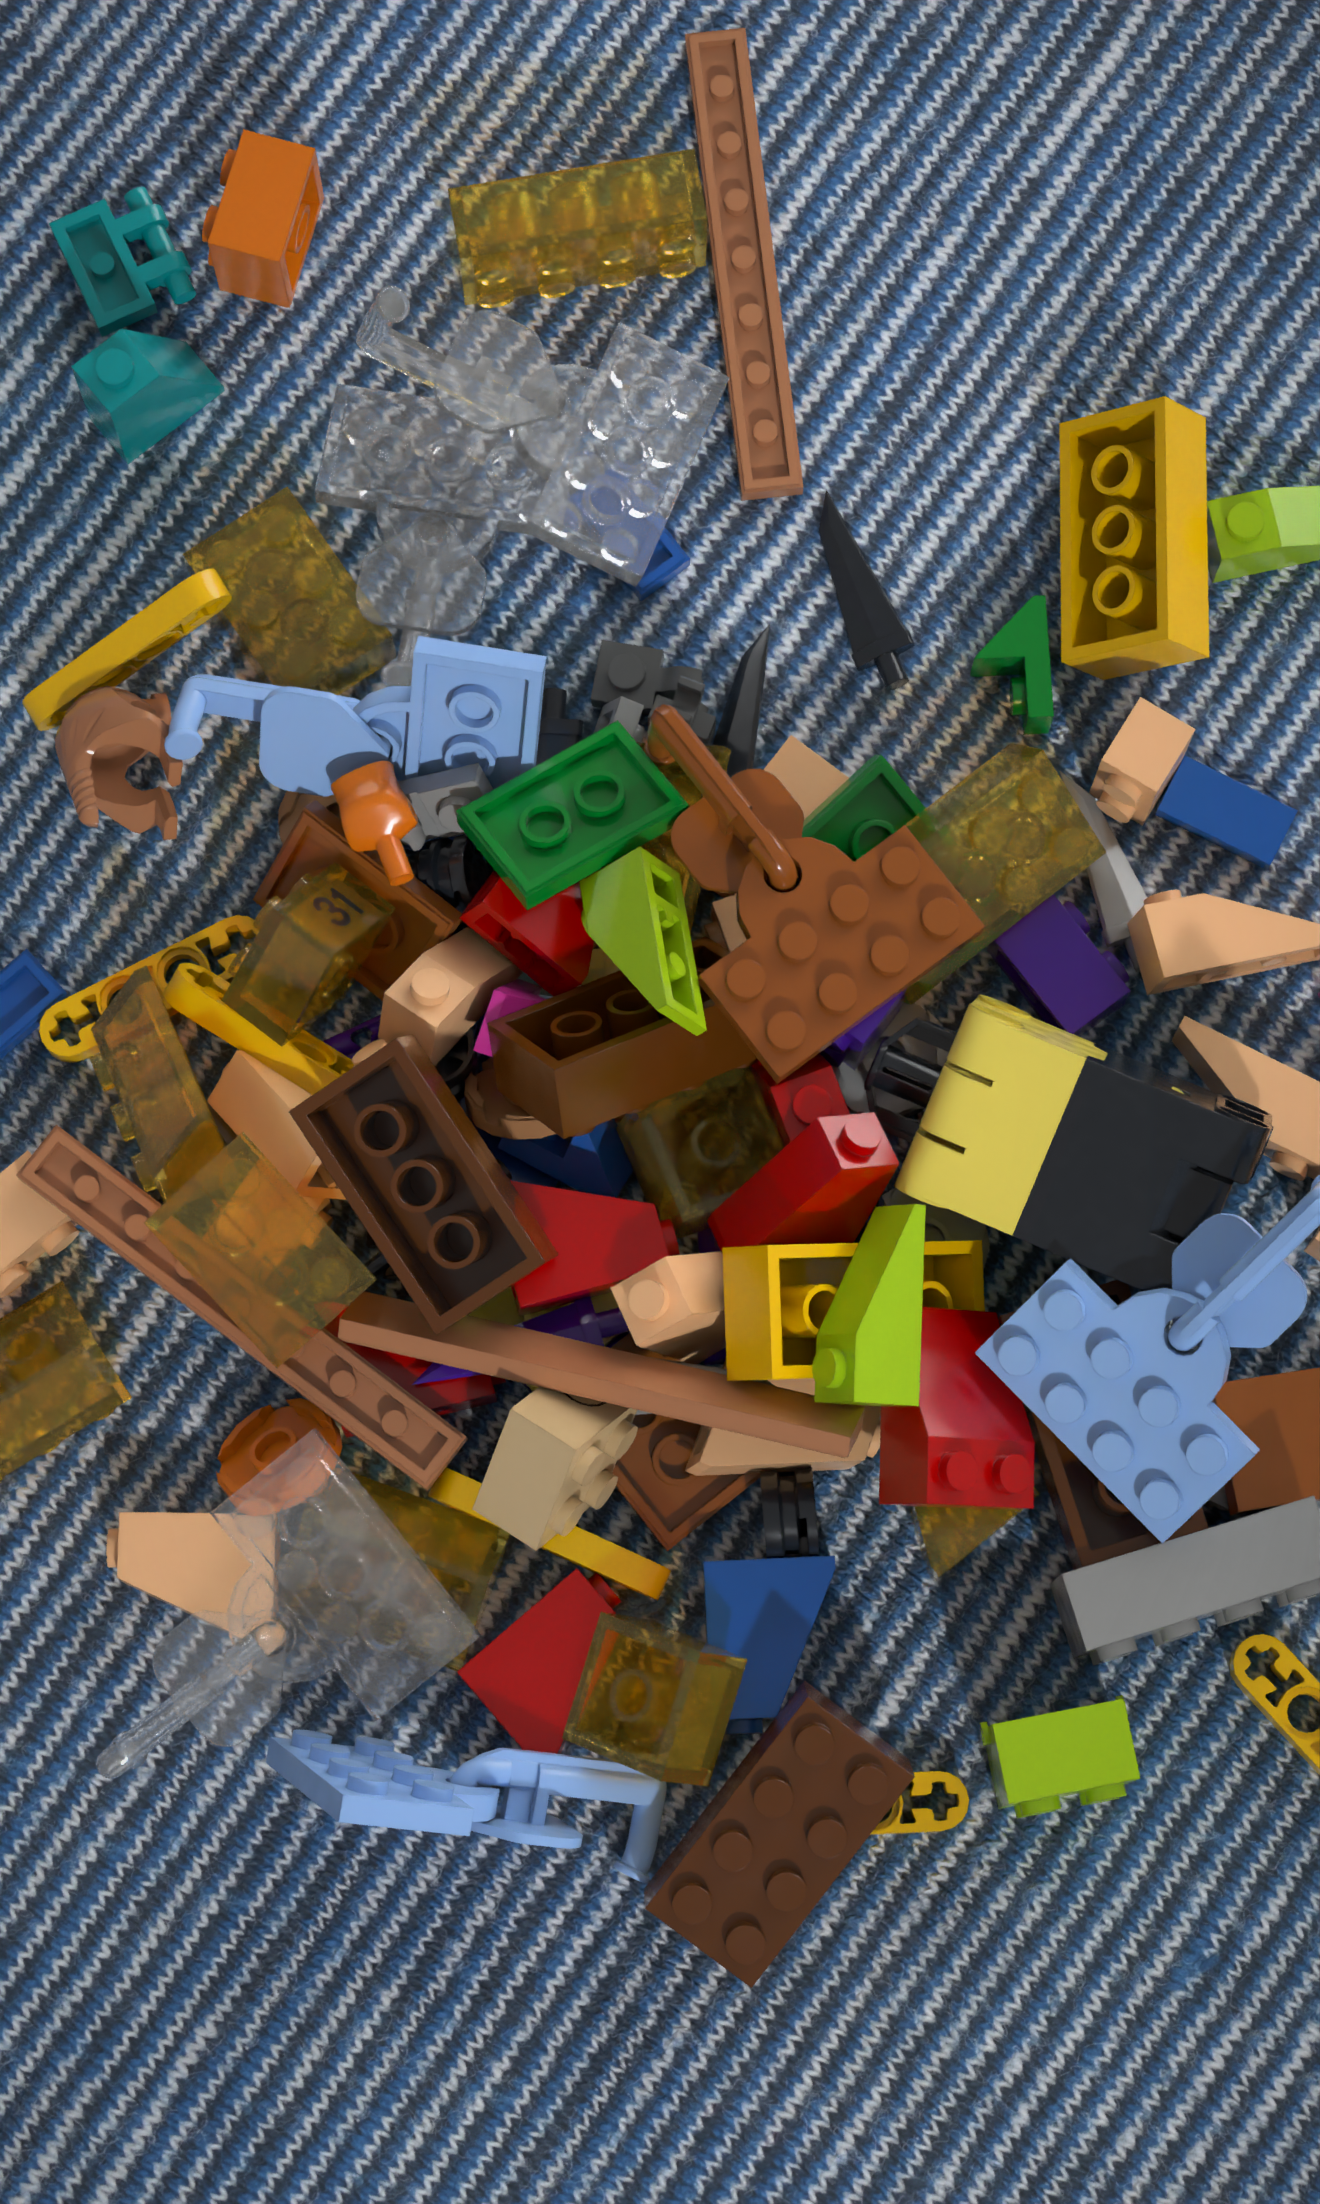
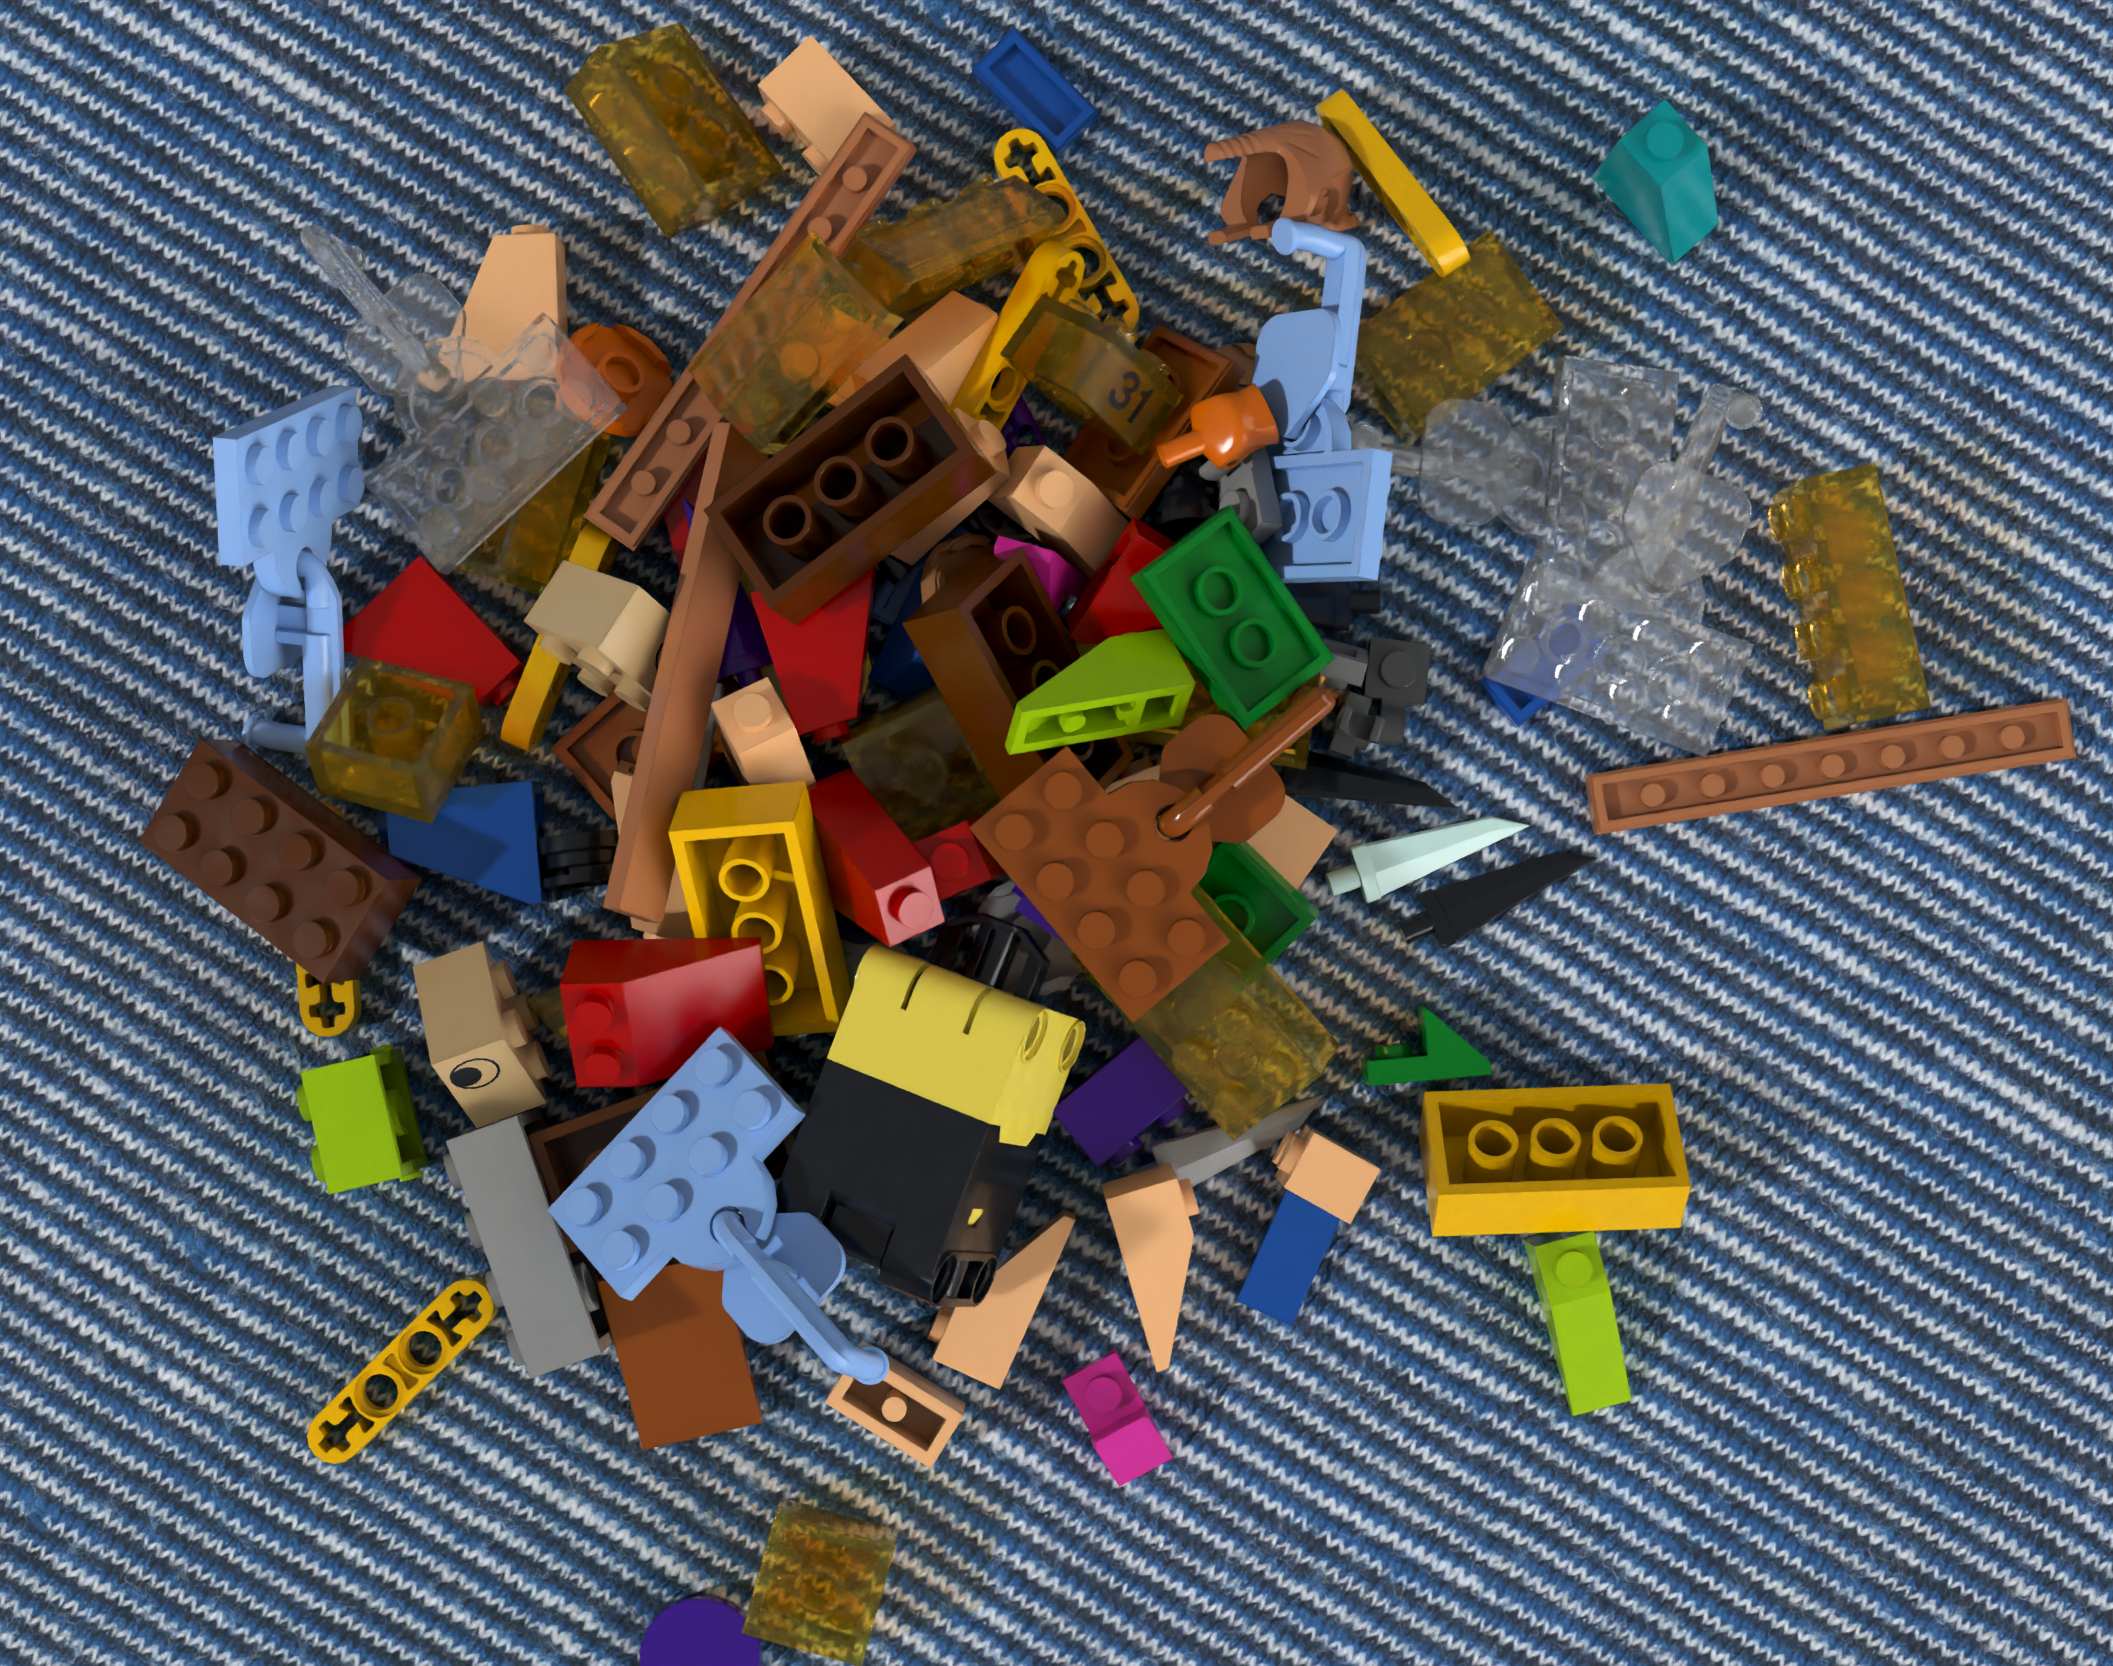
camera: 85 degrees right, 10 degrees up
(105, 269) = (1790, 137): teal plate -> none
(264, 217) = (1844, 287): orange brick -> none
(821, 683) = (1399, 860): none -> light aqua bar
(874, 1325) = (733, 928): lime slope -> none
(972, 1616) = (481, 1034): none -> tan brick

